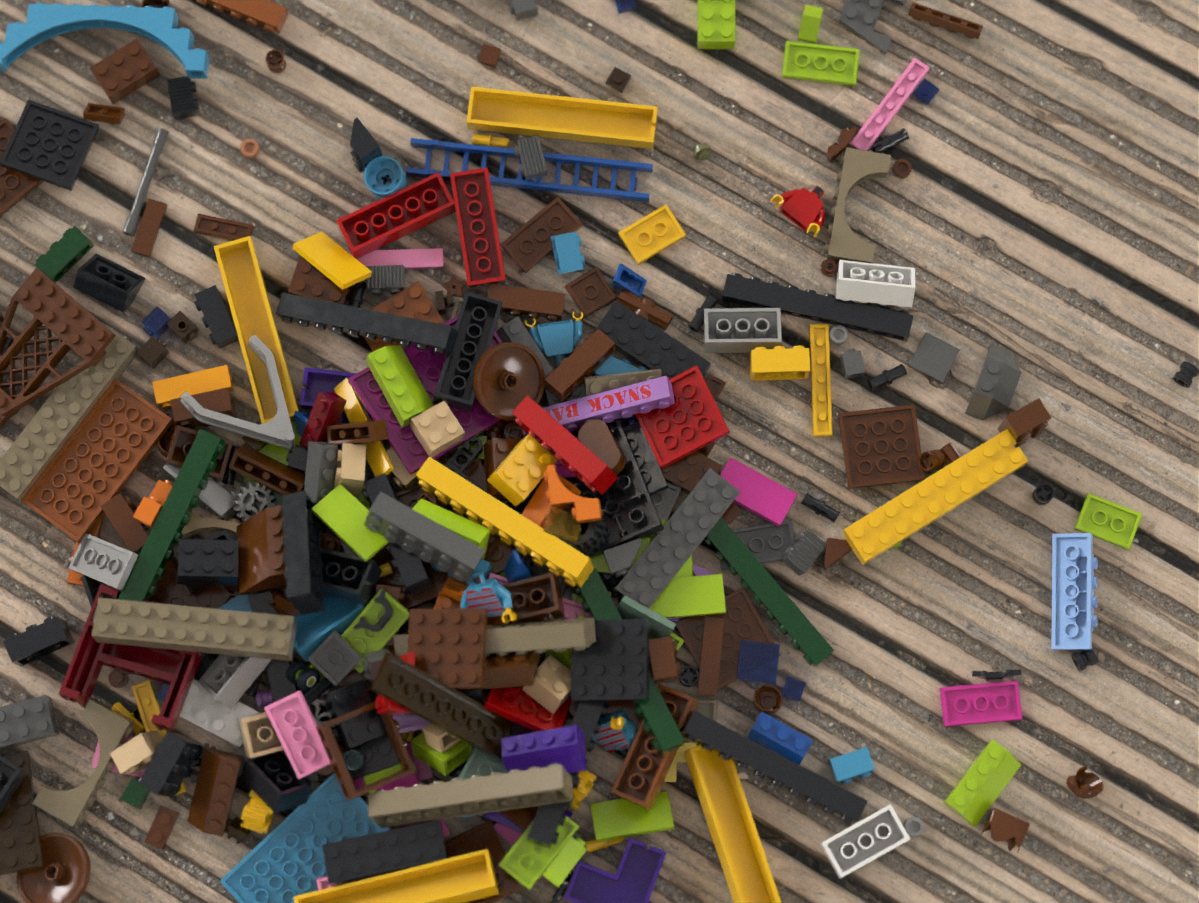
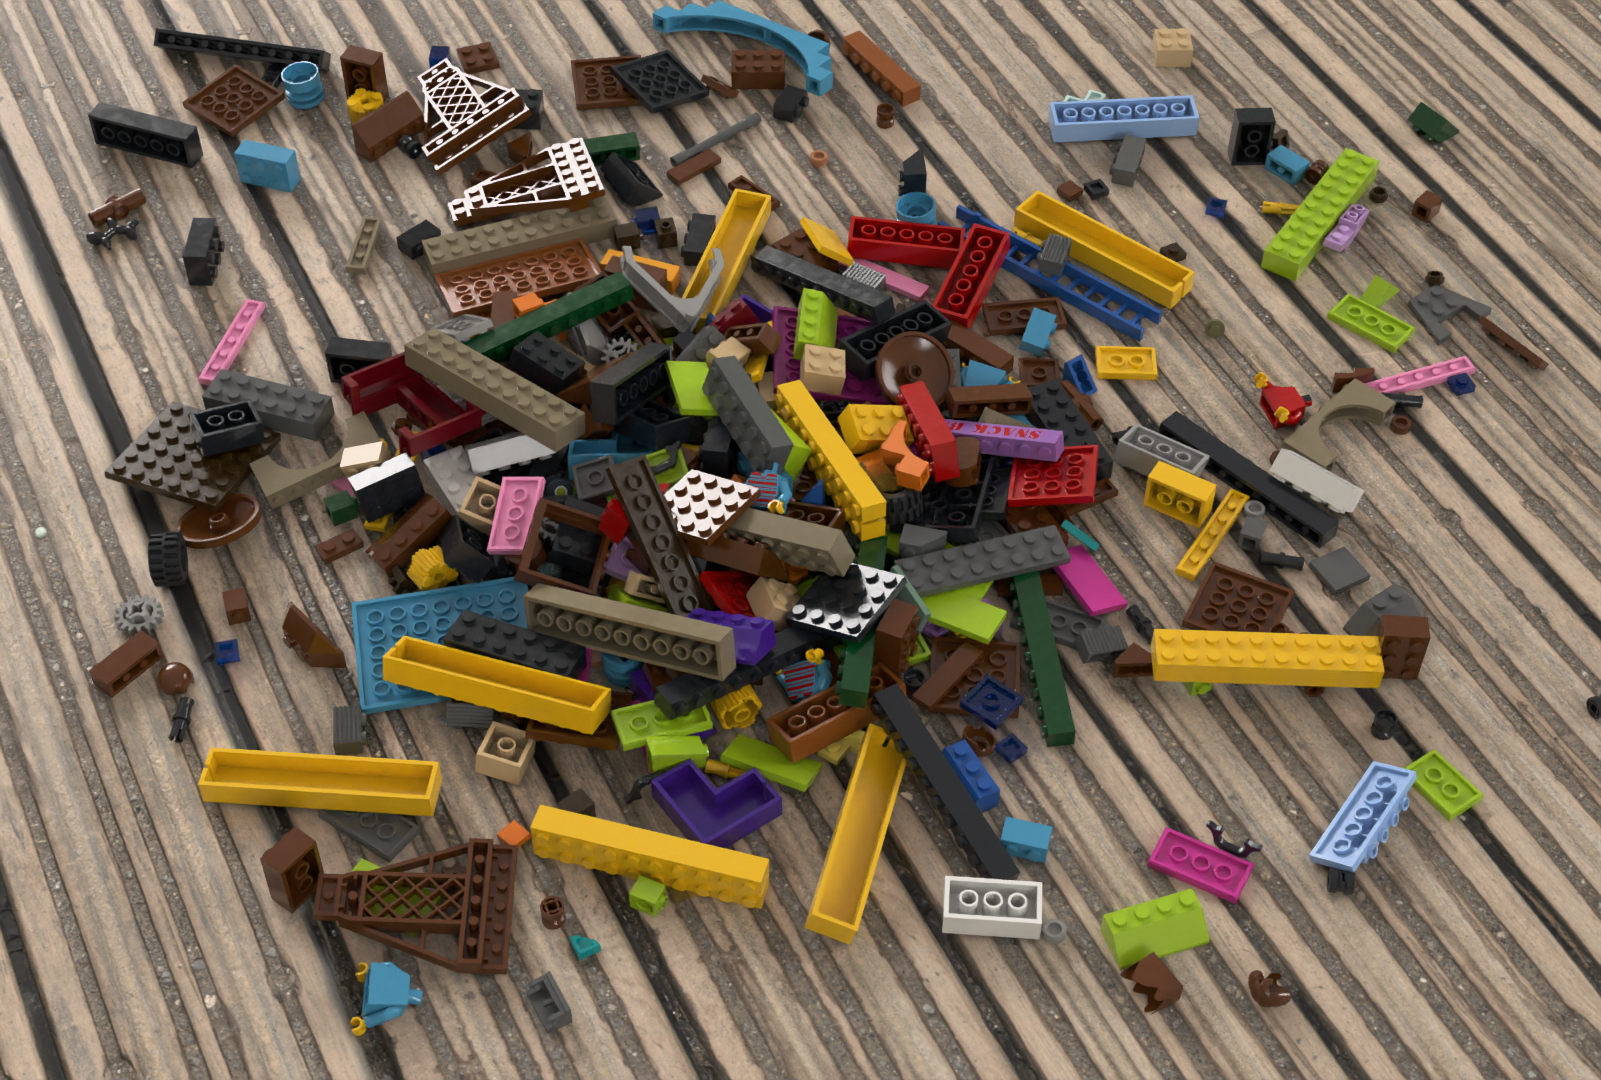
camera: 30 degrees right, 30 degrees down
(512, 41) = (1096, 189): none -> black plate
(727, 454) = (1080, 536): none -> teal tile

